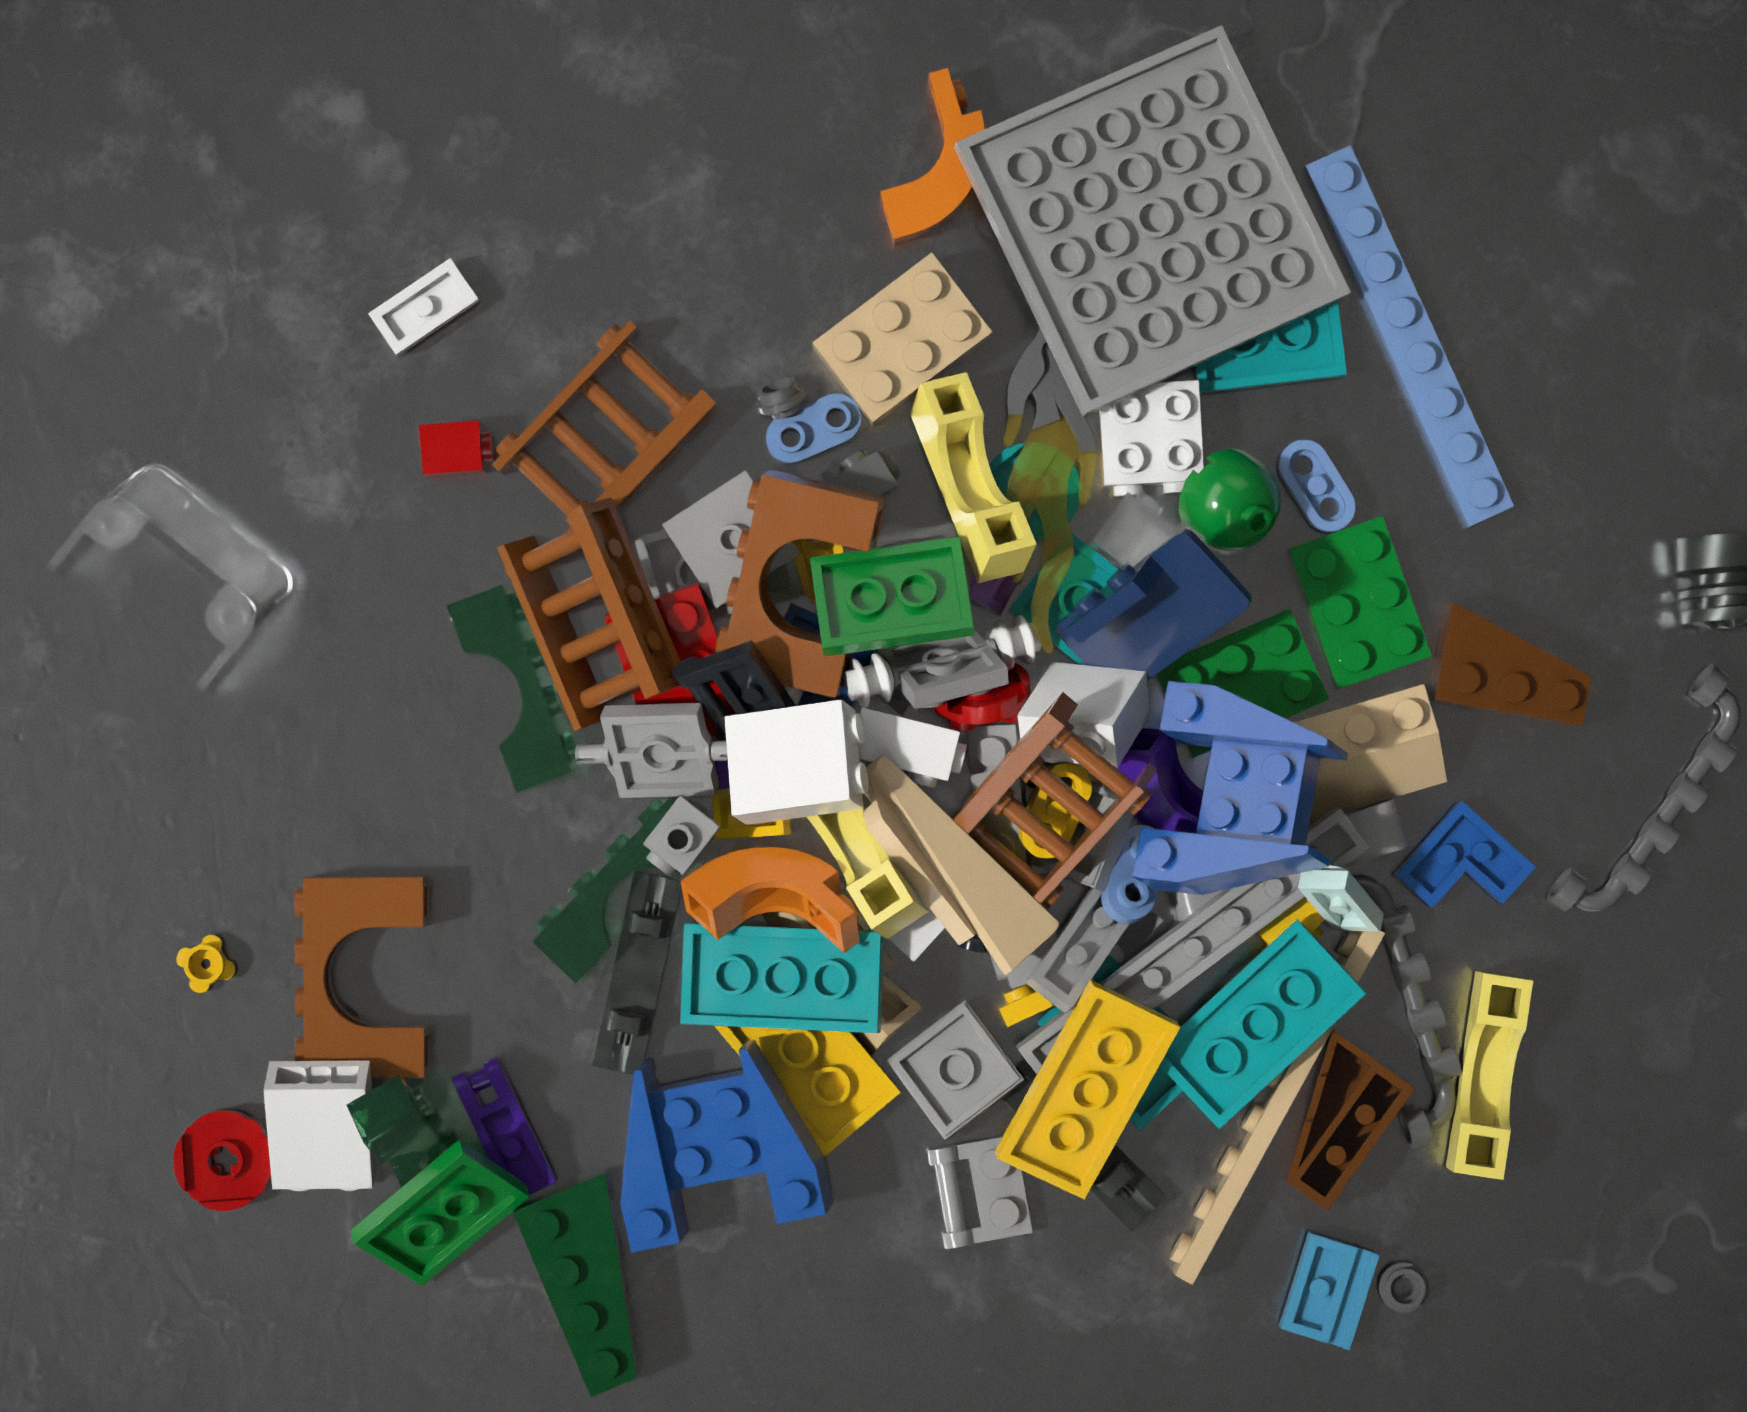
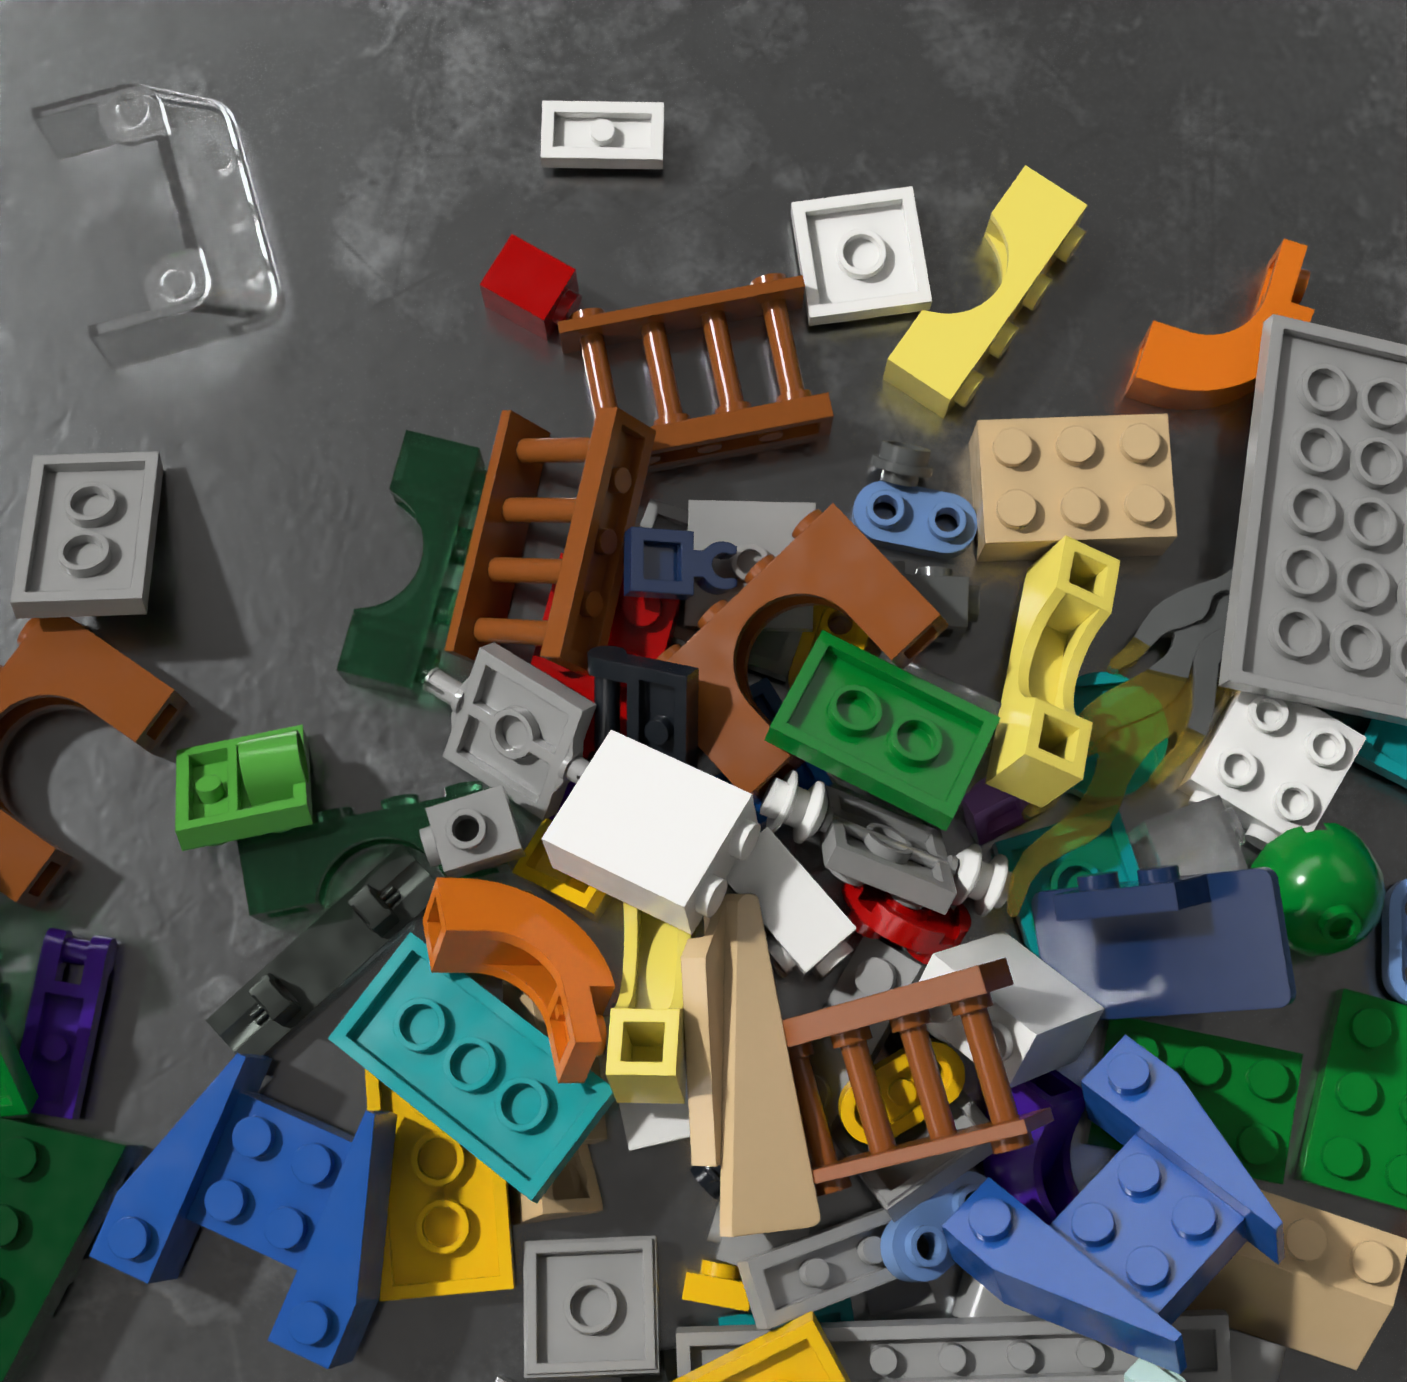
camera: 35 degrees right, 10 degrees down
(291, 816) = (88, 535): none -> light grey plate
(511, 906) = (242, 788): none -> bright green plate
(655, 272) = (861, 256): none -> white plate
(682, 581) = (667, 566): none -> dark blue plate
(757, 178) = (943, 351): none -> light yellow arch

